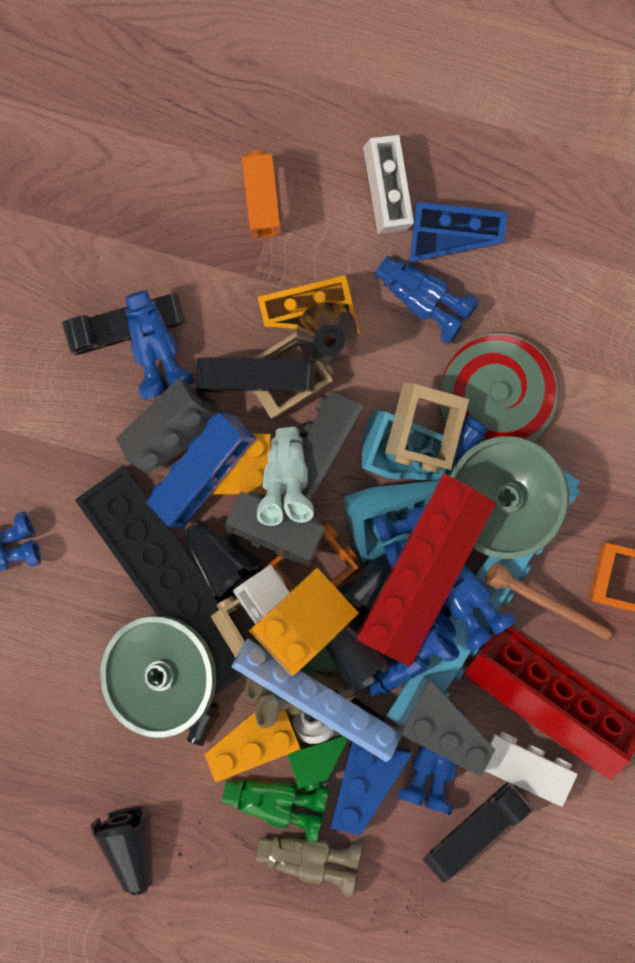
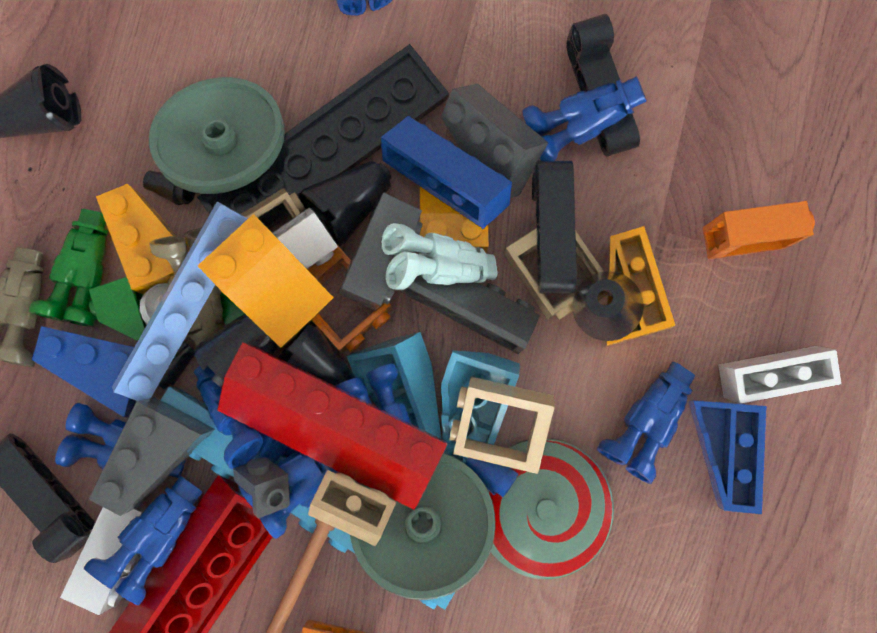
camera: 85 degrees right, 5 degrees down
(471, 626) = (265, 484): none -> dark grey bracket
(493, 553) = (351, 507): none -> tan brick
(513, 728) = (151, 536): none -> blue piece

